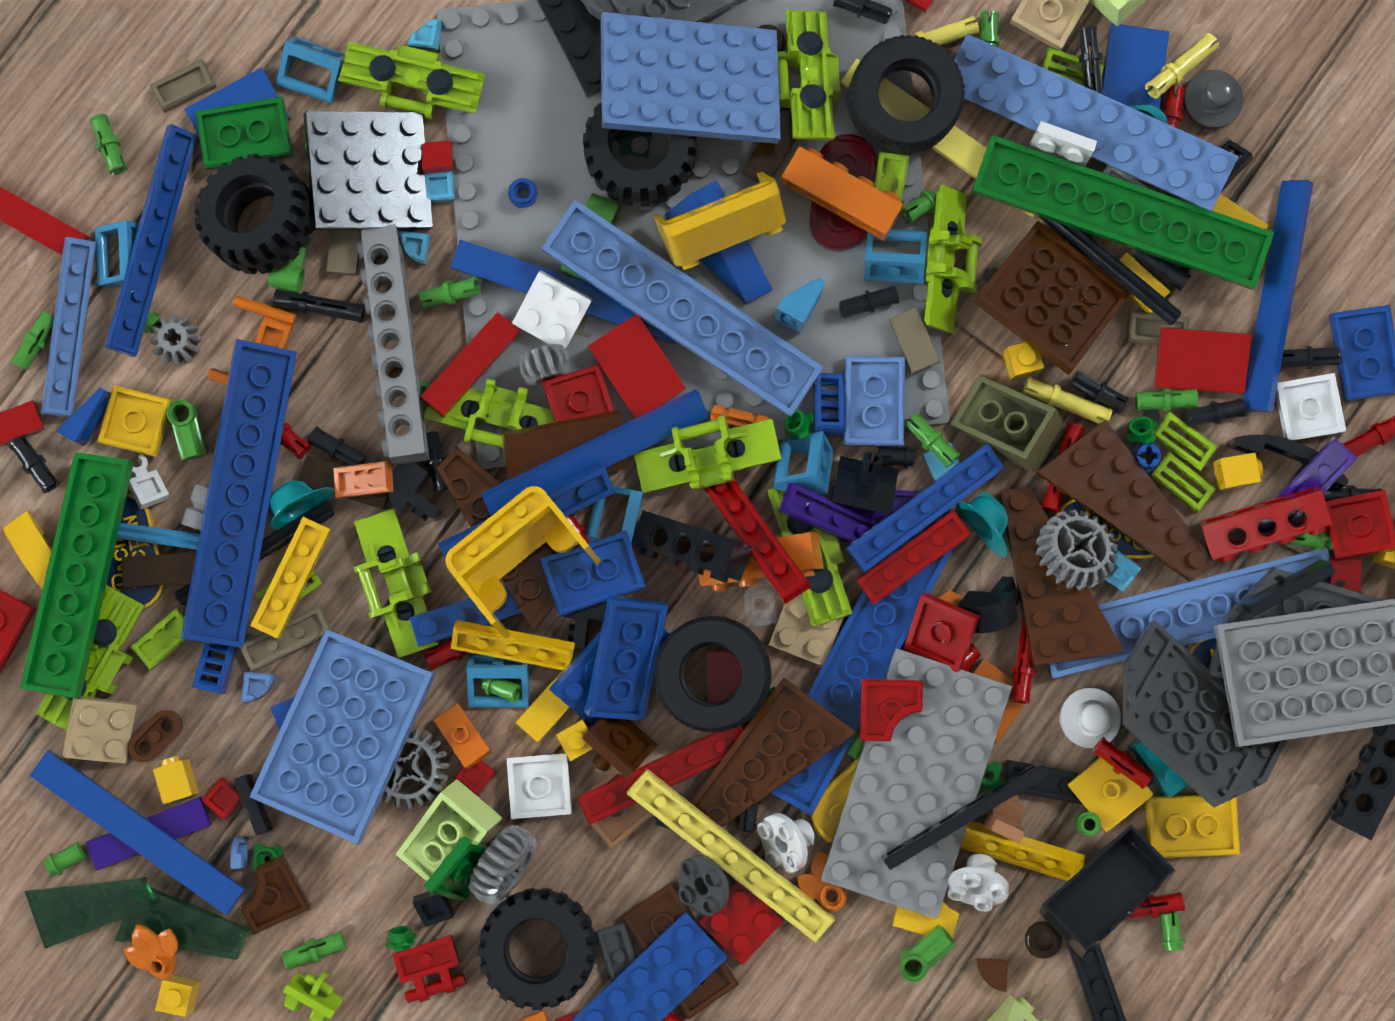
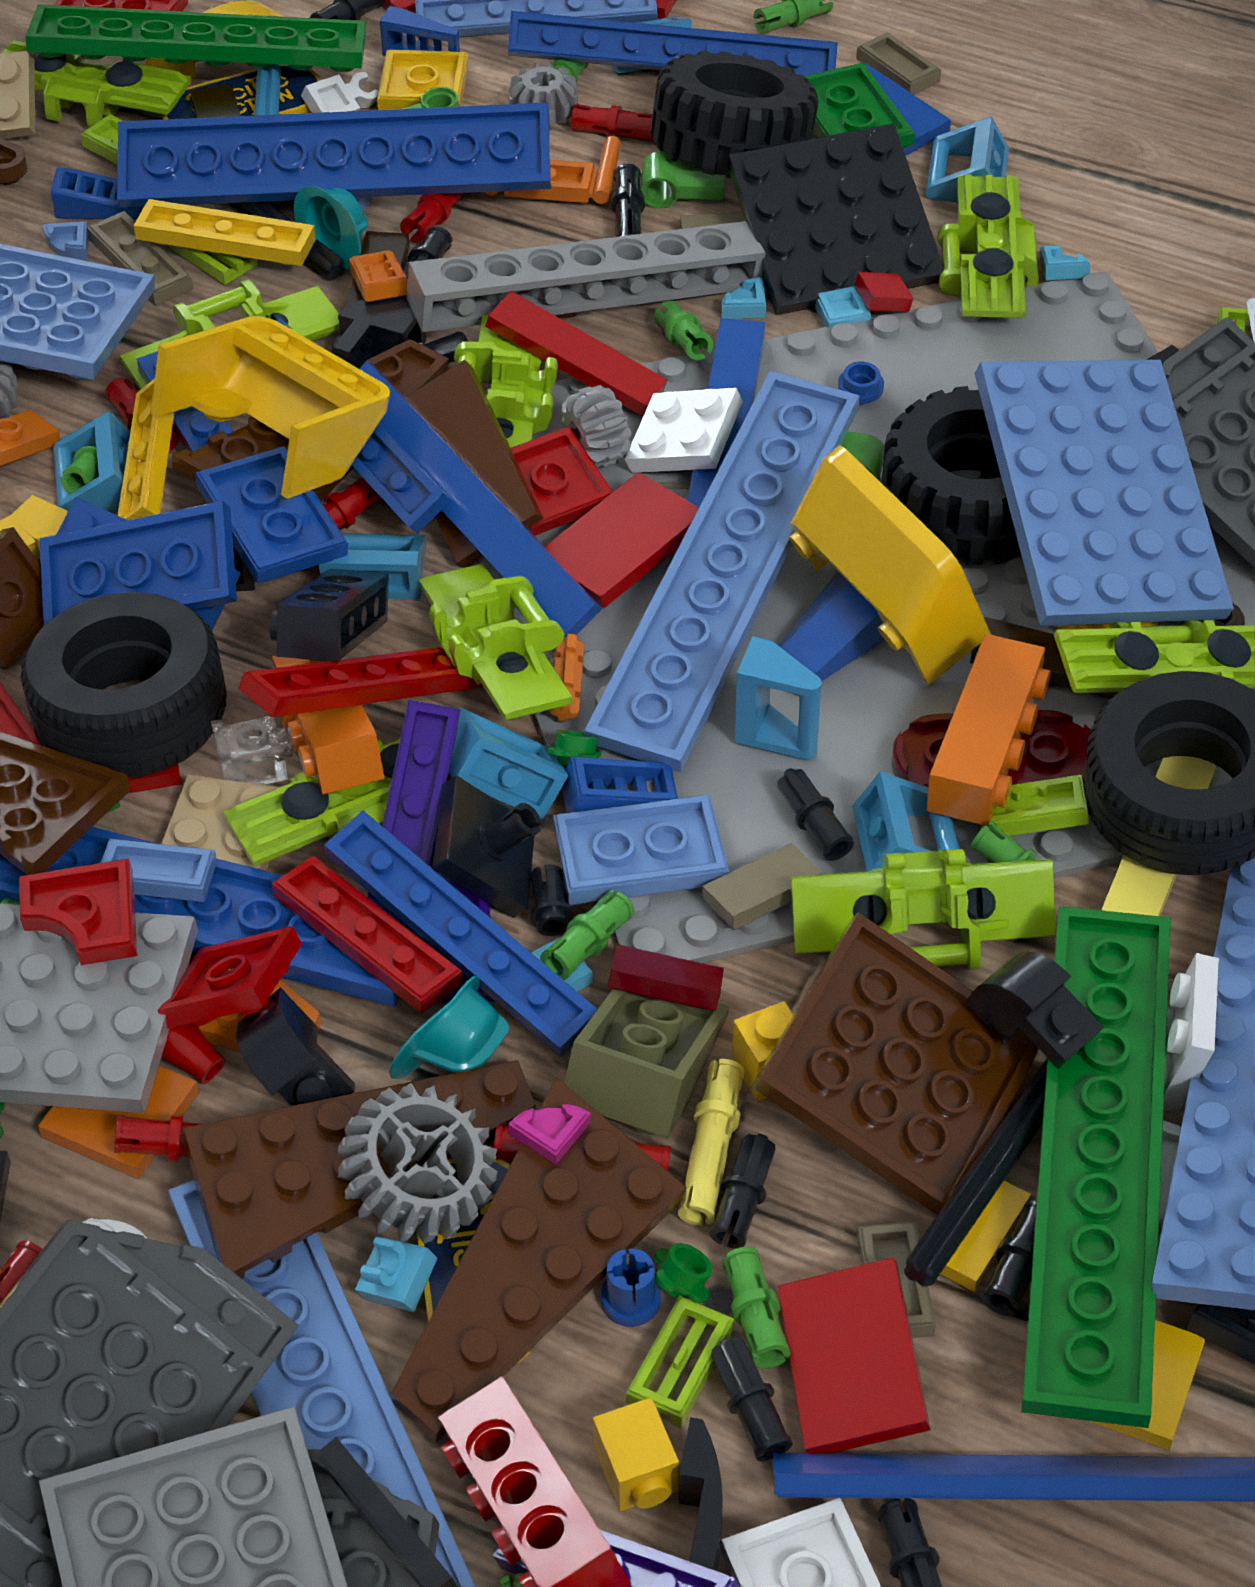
camera: 80 degrees right, 35 degrees down
(210, 295) = (611, 121): none -> red pin
(848, 667) = (165, 869): none -> medium blue tile
(964, 404) = (666, 977): none -> dark red tile
(1042, 222) = (1032, 998): none -> black brick
(1070, 479) = (550, 1129): none -> dark pink tile
(1162, 467) = (573, 1411): lime tile -> none

